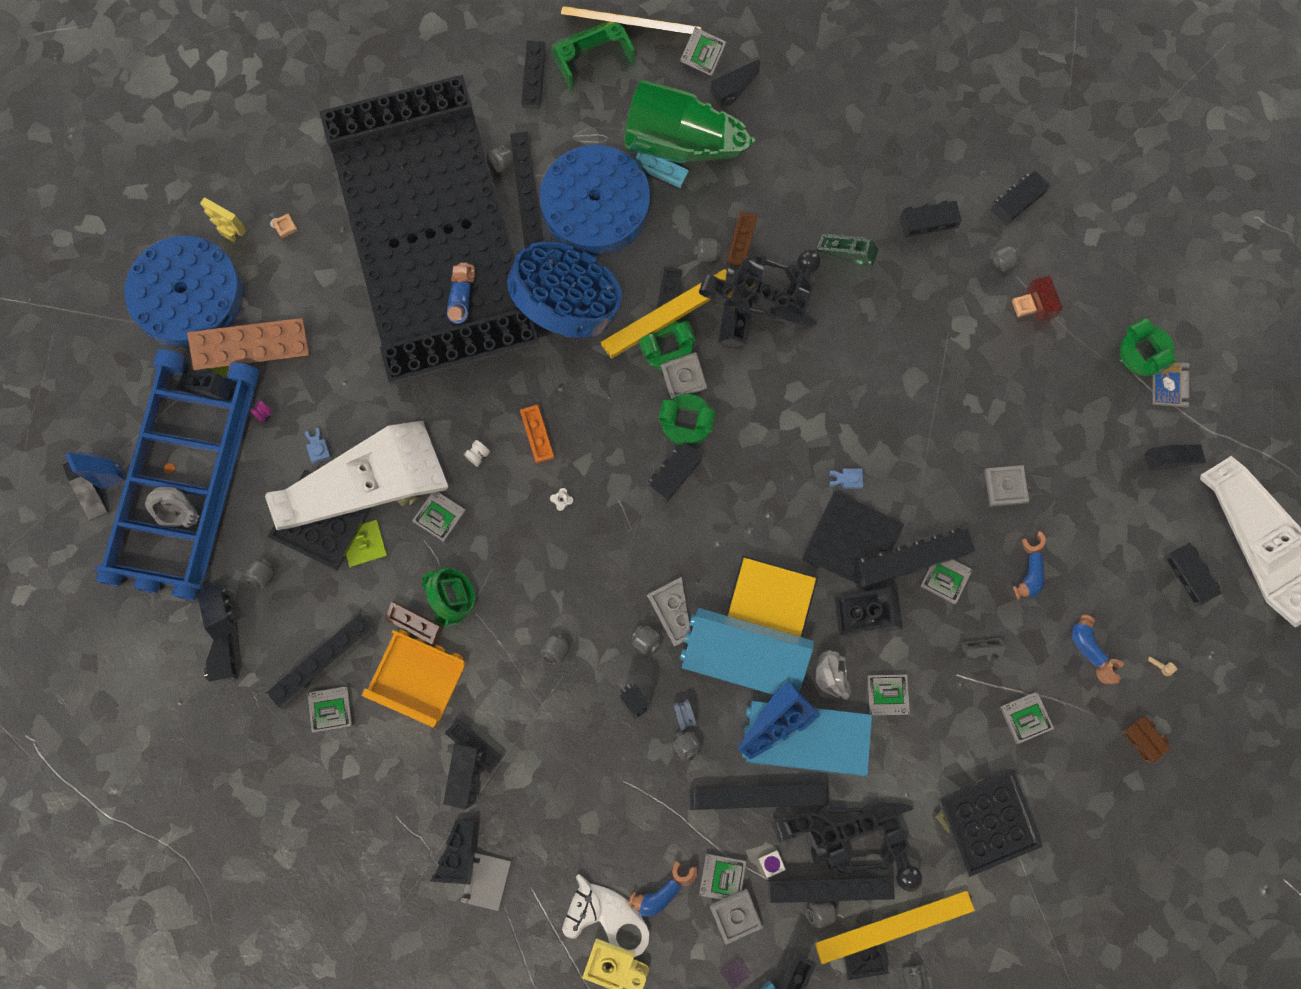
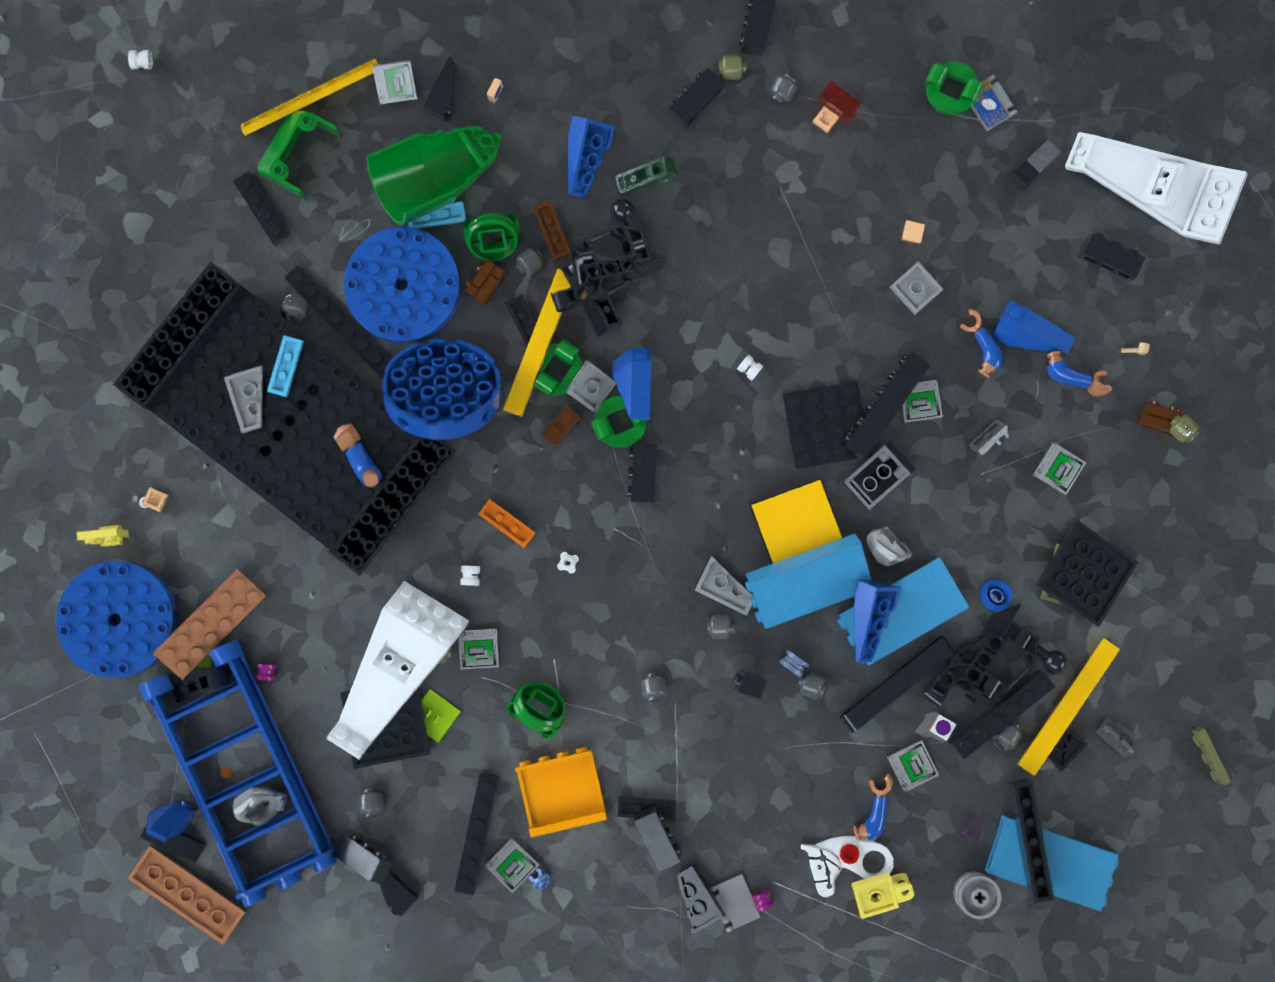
camera: 35 degrees left, 10 degrees up
(61, 540) = (187, 894): none -> nougat plate
(317, 448) = (335, 666): medium blue plate -> none
(342, 740) = (542, 880): none -> medium blue plate
(411, 192) = (246, 396): none -> light grey wing
(413, 622) = (526, 749): plate -> none
(458, 189) = (285, 366): none -> medium azure plate
(510, 897) = (763, 900): none -> magenta wheel
(613, 912) = (849, 853): none -> red tile
(636, 389) = (561, 426): none -> reddish brown brick
(660, 241) = (485, 282): none -> reddish brown brick
(699, 195) = (488, 223): none -> green piece
(721, 392) = (633, 380): none -> blue wedge
(736, 916) = (944, 787): light grey tile -> none
(775, 108) = (494, 90): none -> light nougat tile
(816, 196) = (586, 148): none -> blue wedge
(823, 451) = (753, 370): none -> white wheel
(849, 478) = (786, 374): medium blue plate -> none
(888, 695) = (940, 530): light grey tile -> none
(897, 784) = (995, 595): none -> blue hat
(975, 214) = (732, 67): none -> olive head
(1035, 440) = (913, 232): none -> light nougat tile
(1080, 586) = (1028, 330): none -> blue wedge
(1161, 757) = (1184, 428): none -> olive head

